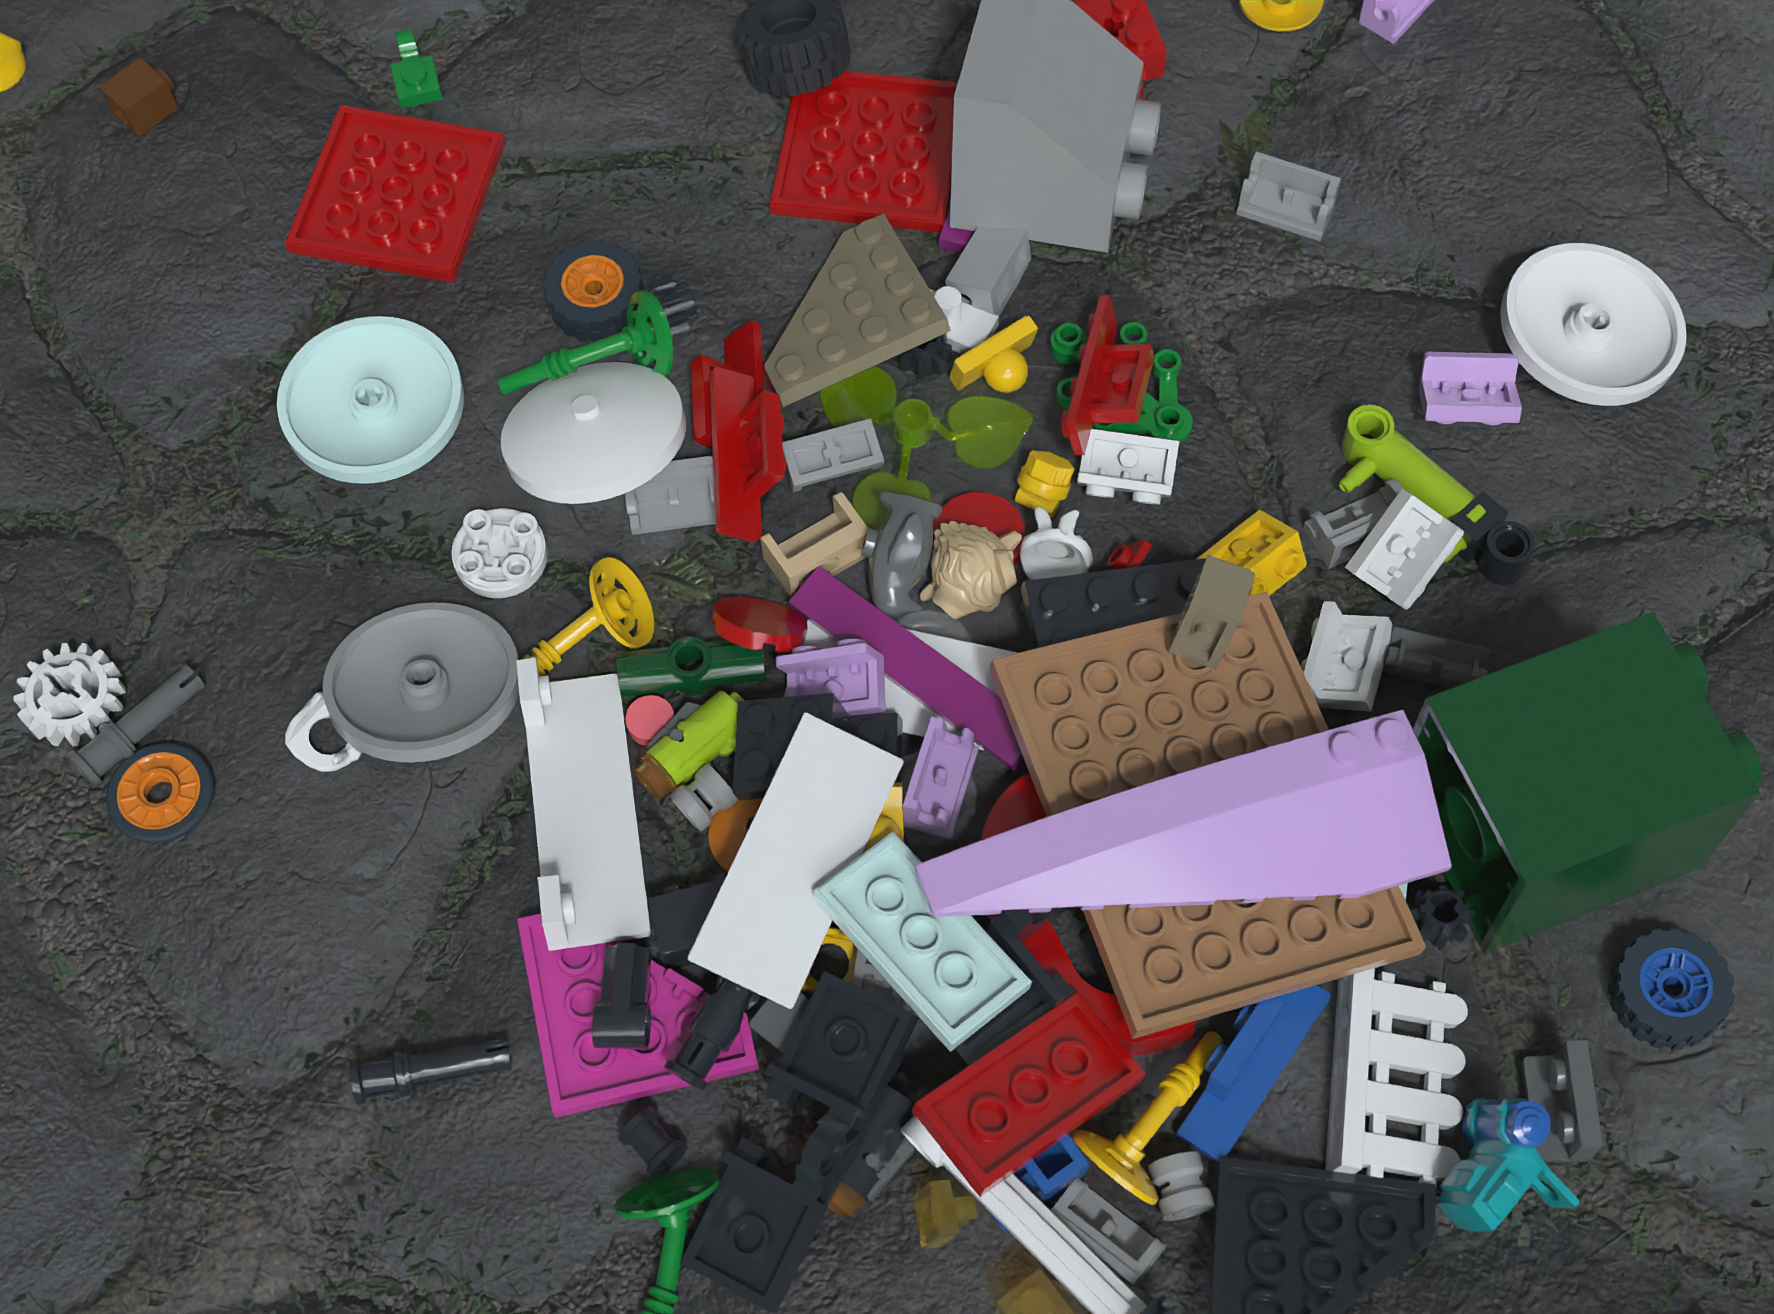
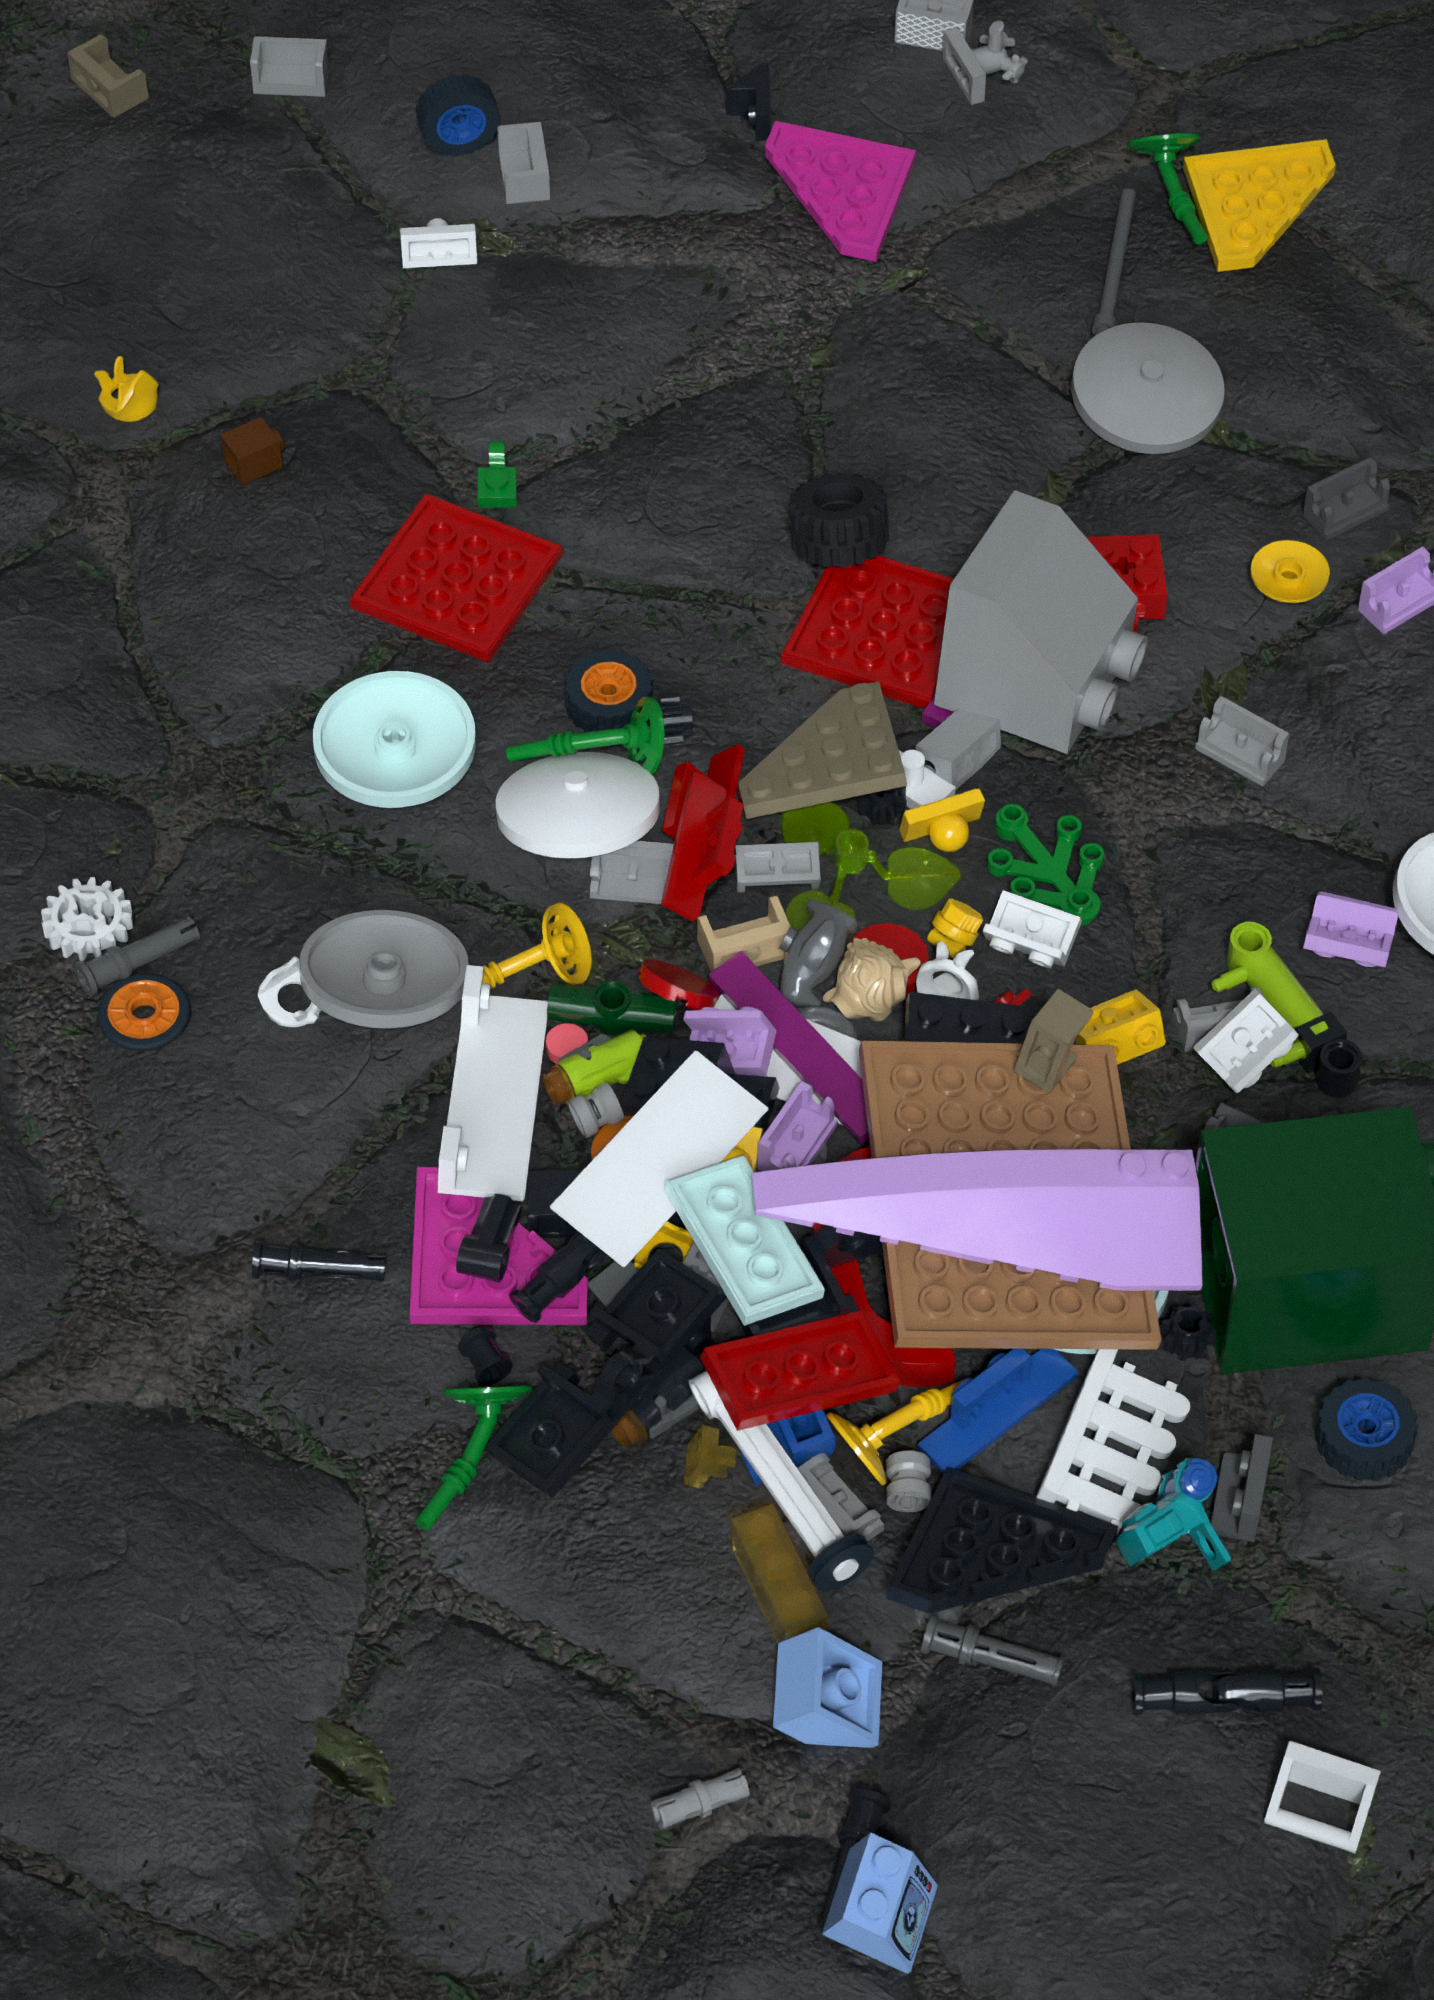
camera: 10 degrees right, 10 degrees down
(499, 552) = (473, 886): white tile -> none
(1109, 381) = (1032, 853): red bracket -> none
(1346, 658) = (1171, 1115): white bracket -> none

